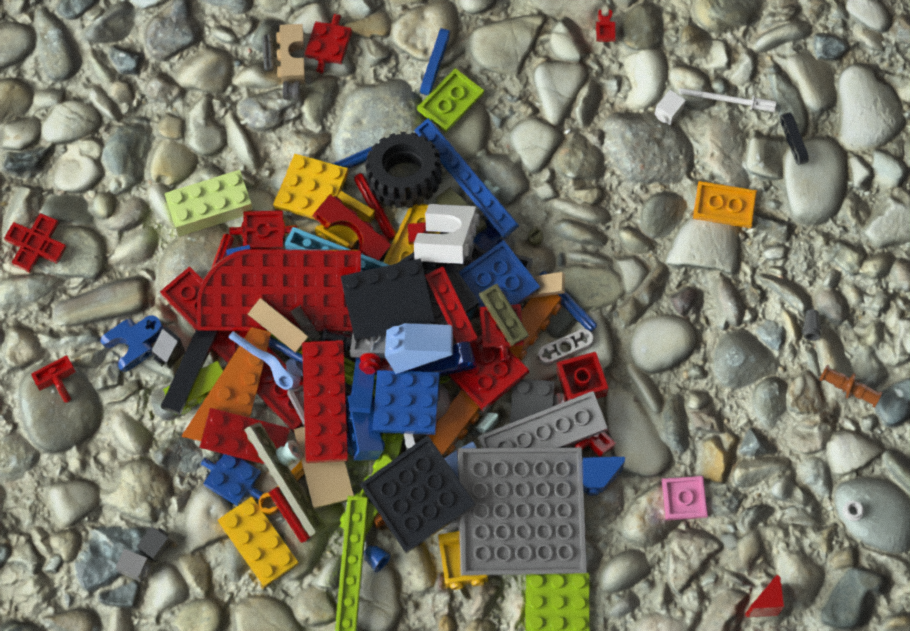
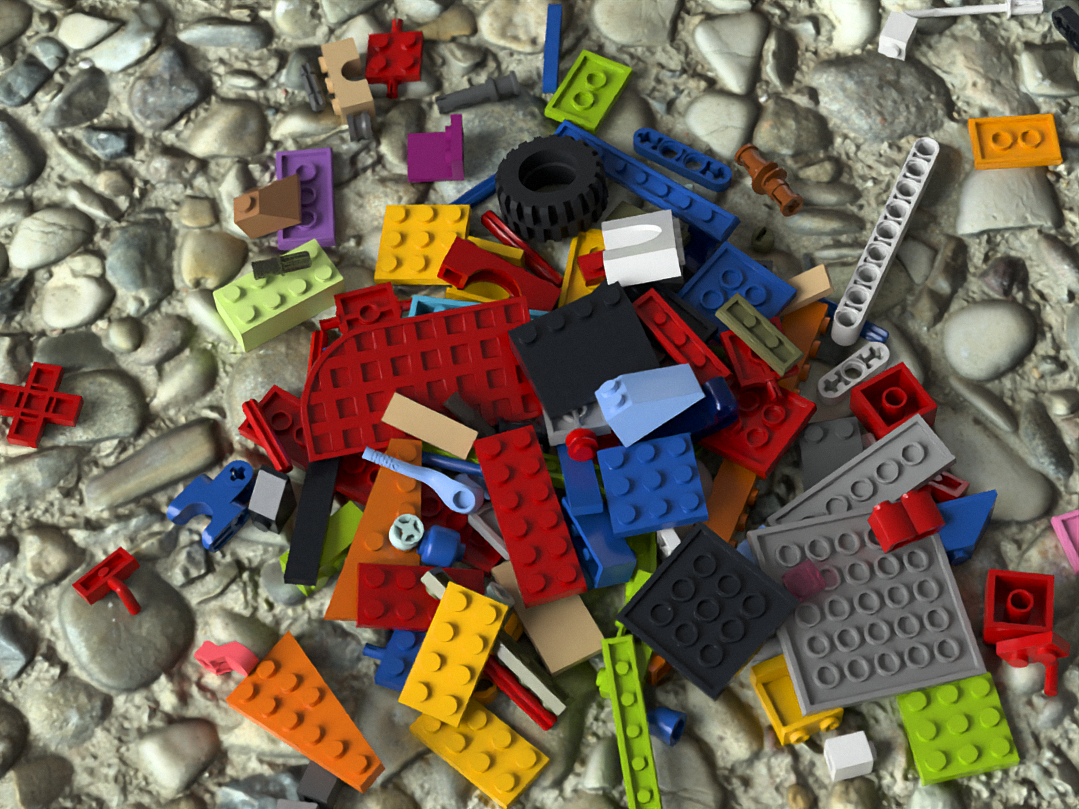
camera: 10 degrees left, 10 degrees down
(115, 447) = (226, 658): none -> coral piece
(152, 493) = (299, 708): none -> orange wing
(176, 303) = (267, 436): none -> red axle
(211, 186) = (281, 264): none -> clear smoke axle
(217, 136) = (269, 207): none -> medium nougat slope
(243, 134) = (317, 196): none -> medium lavender tile
(247, 391) = (409, 526): none -> light aqua wheel
(253, 482) = (453, 654): none -> yellow plate
(265, 407) = (440, 547): none -> blue head
(337, 123) = (437, 154): none -> magenta bracket
(387, 83) = (490, 90): none -> dark grey pin
(484, 489) = (804, 581): none -> clear pink tile
(484, 606) = (849, 756): none -> white brick
(487, 422) = (772, 499): light aqua slope -> none
(496, 167) = (684, 156): none -> blue beam
(550, 195) = (769, 179): none -> dark orange piece
(561, 464) = (905, 520): none -> red brick
(610, 266) = (884, 242): none -> white beam
(618, 536) = (1016, 605): none -> red brick
(621, 567) = (1036, 648): none -> red plate

